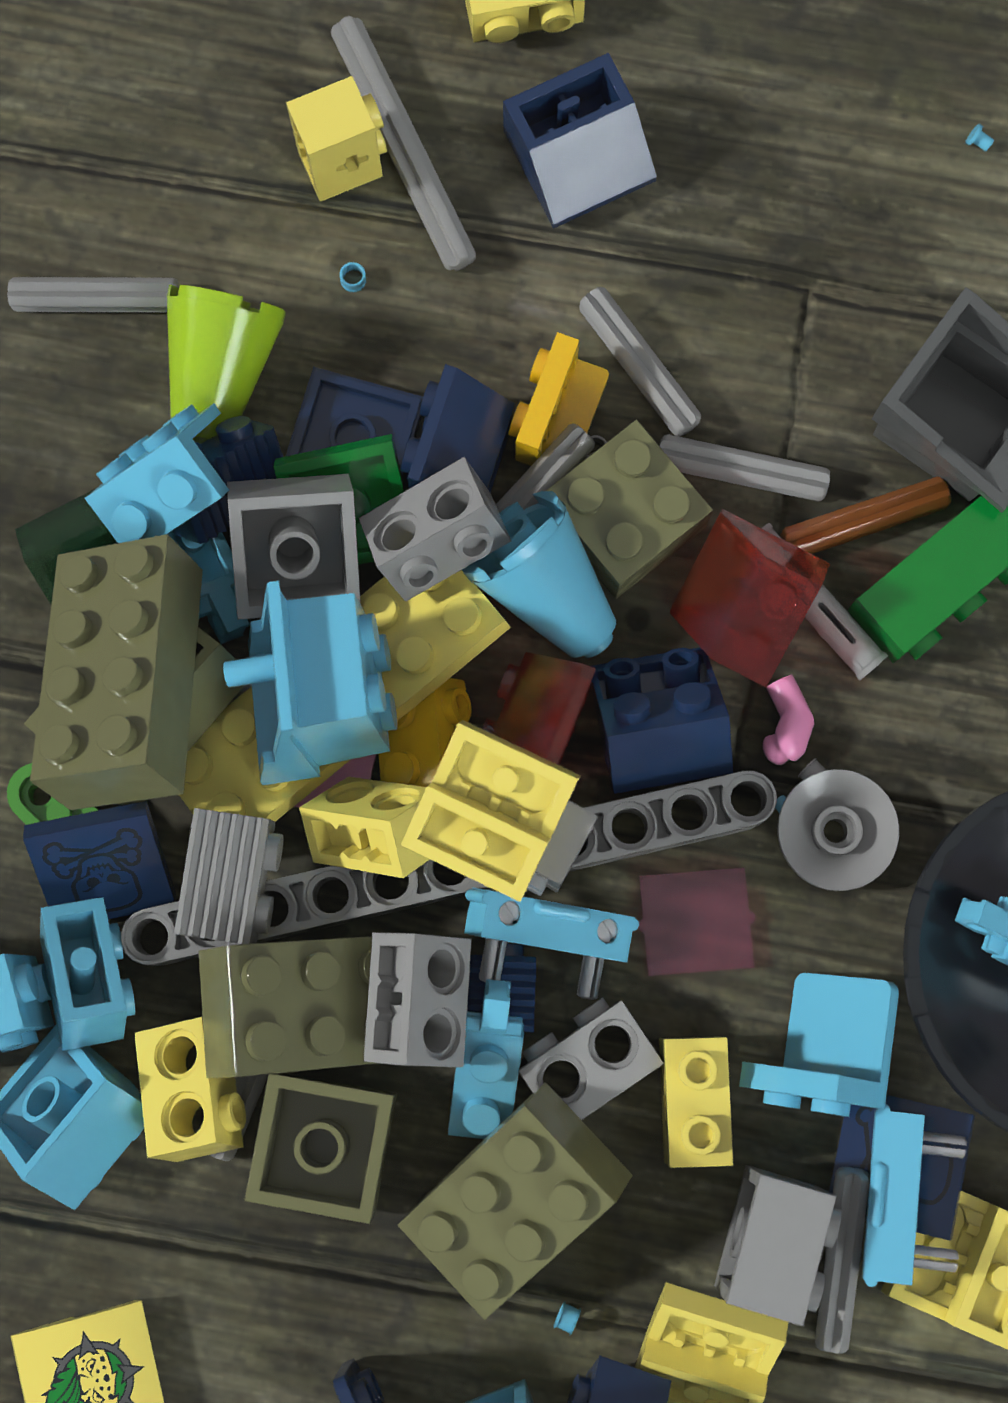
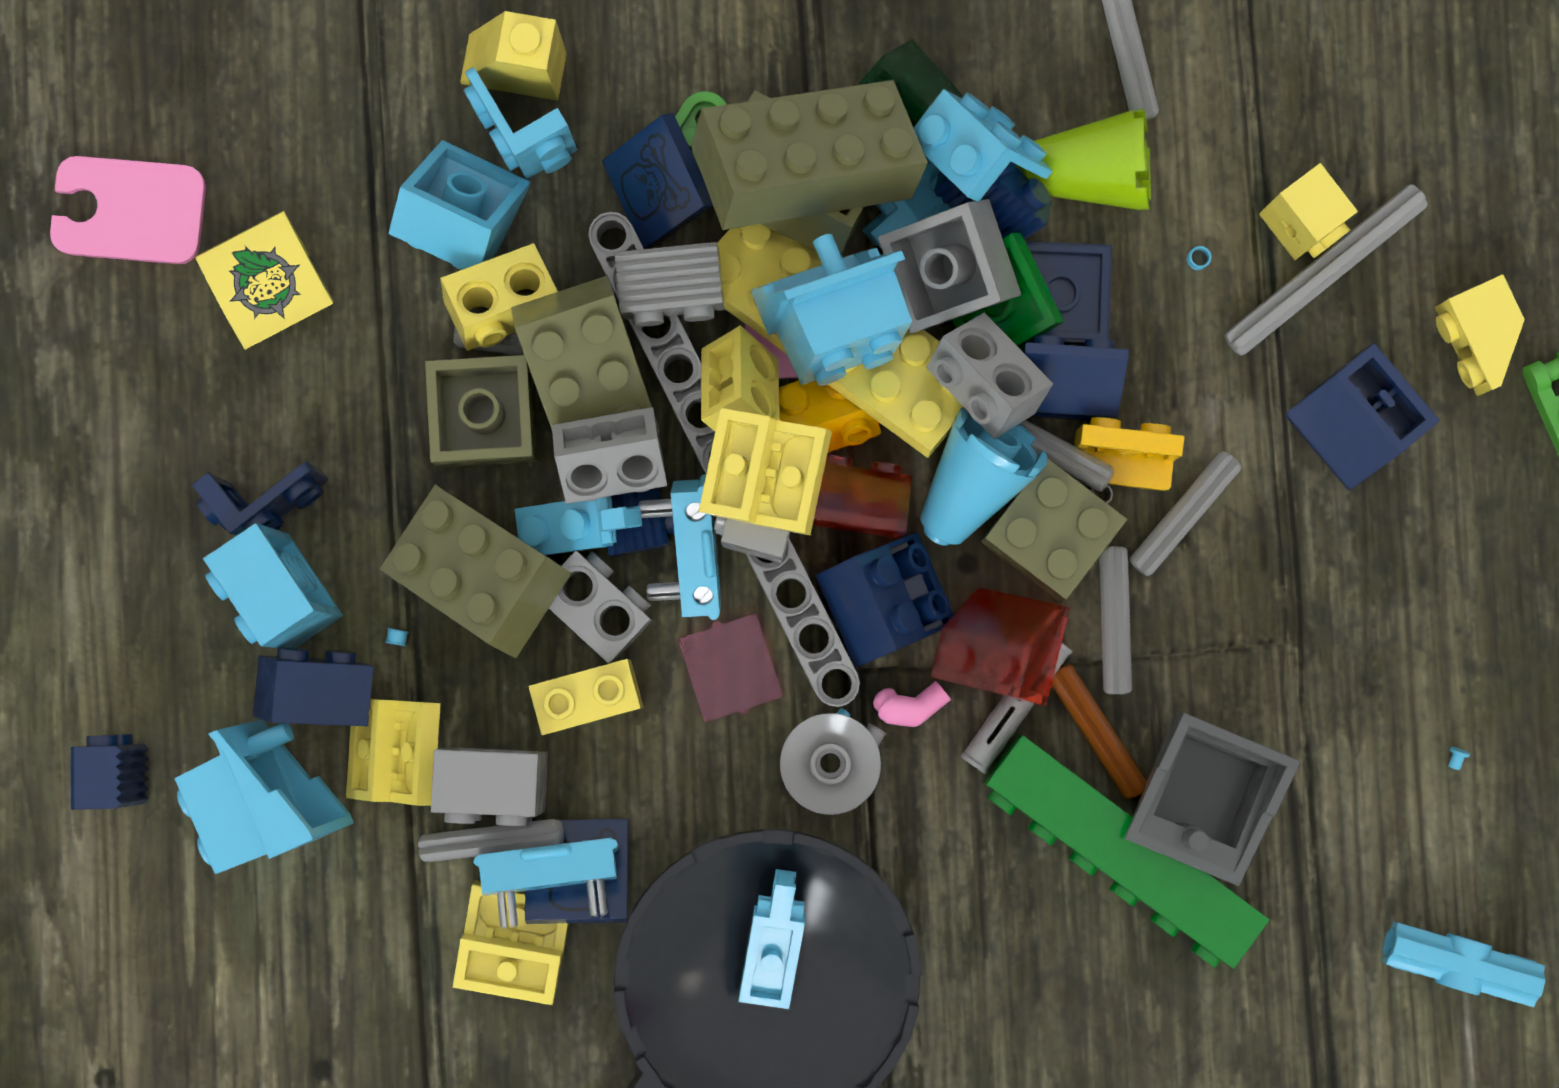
camera: 75 degrees right, 5 degrees up
(84, 973) = (569, 191): medium azure brick -> none
(834, 1046) = (653, 797): medium azure bracket -> none

